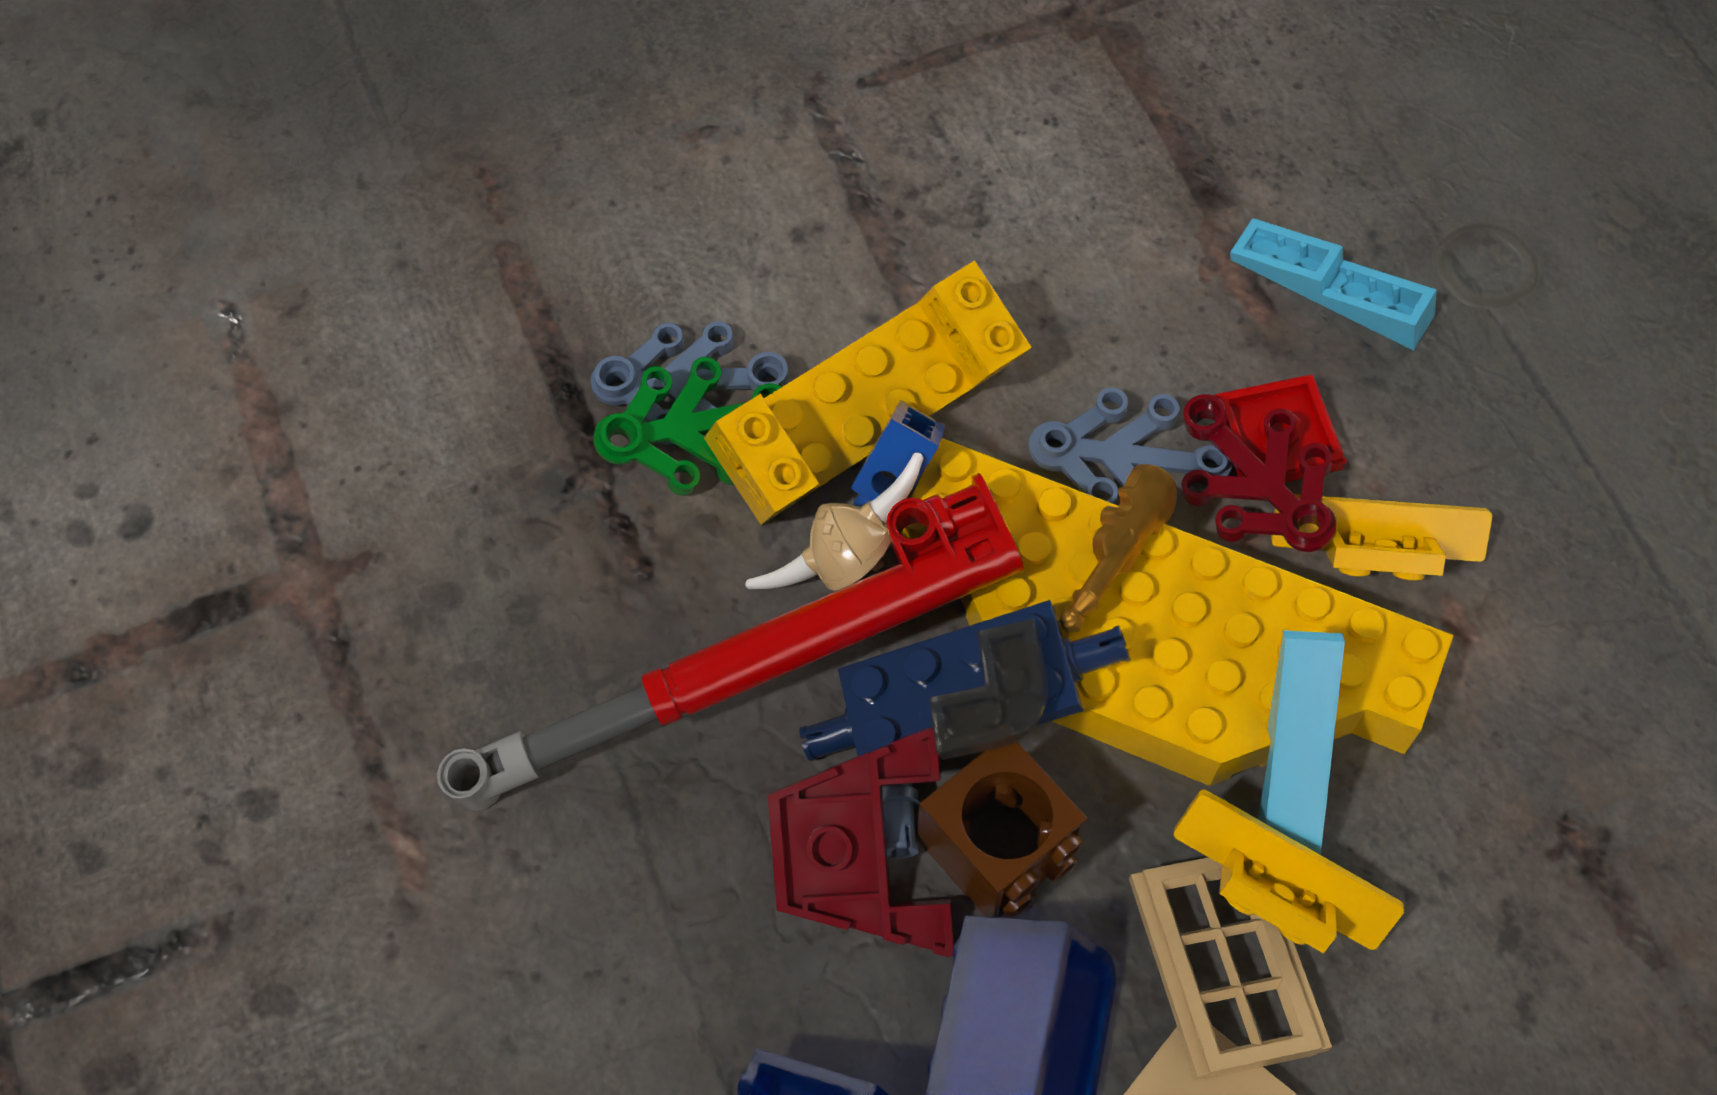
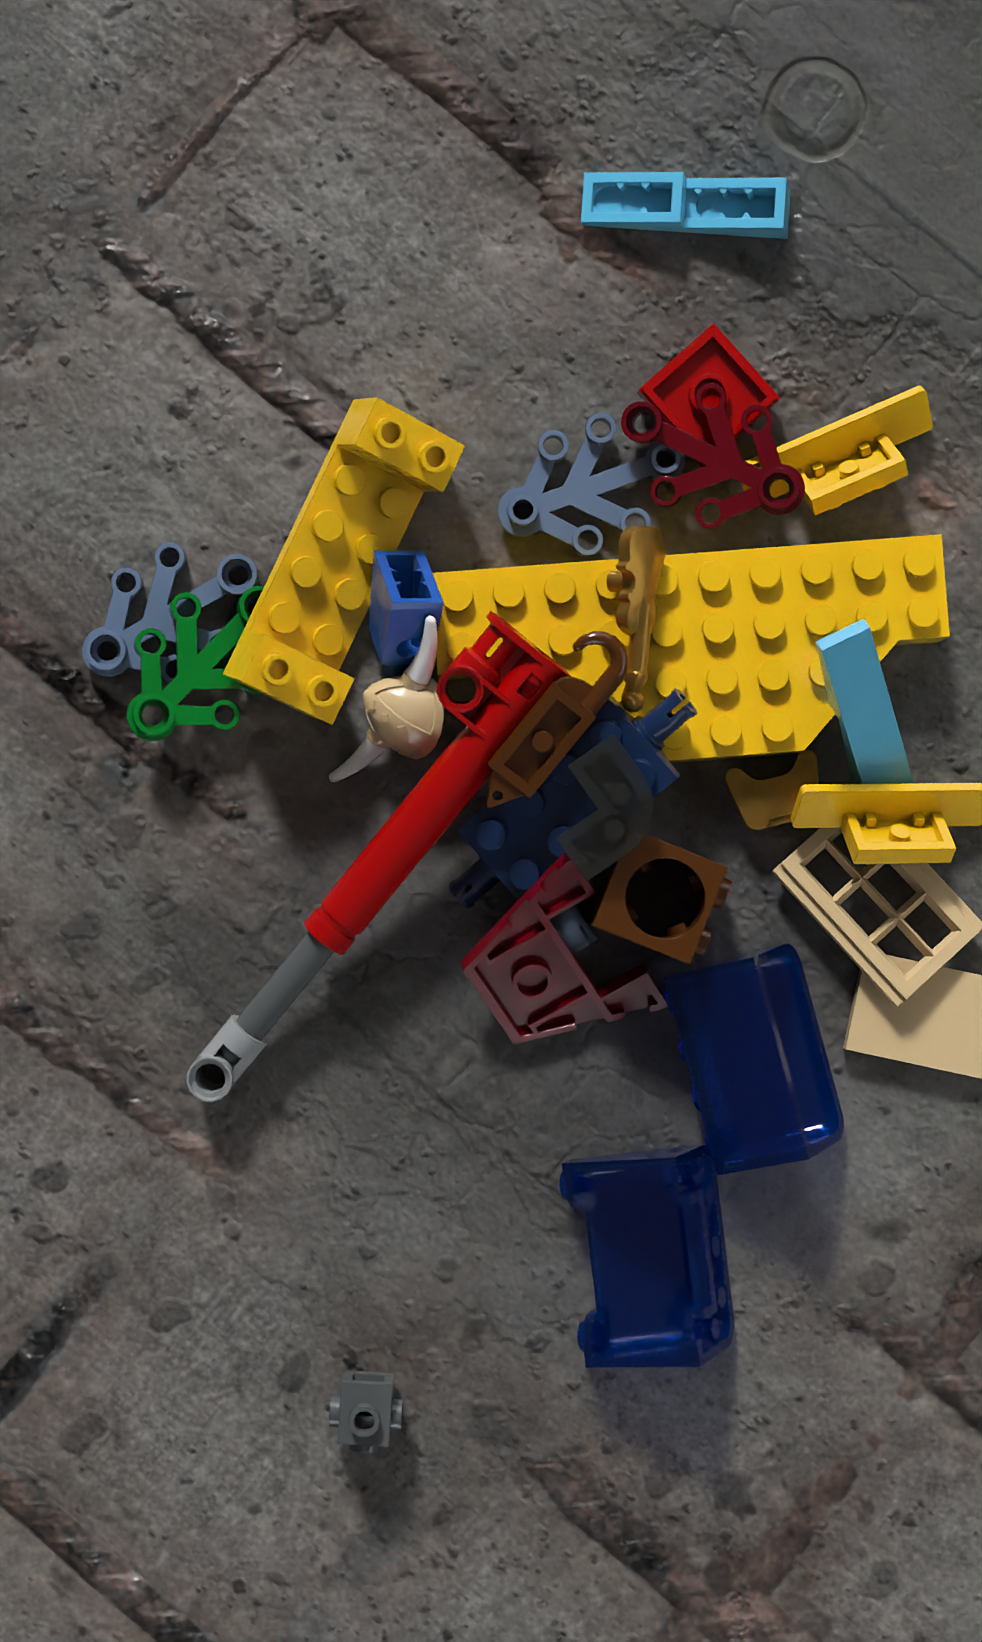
camera: 25 degrees left, 25 degrees up
(983, 594) = (554, 724): none -> reddish brown plate
(1157, 806) = (771, 800): none -> pearl gold piece

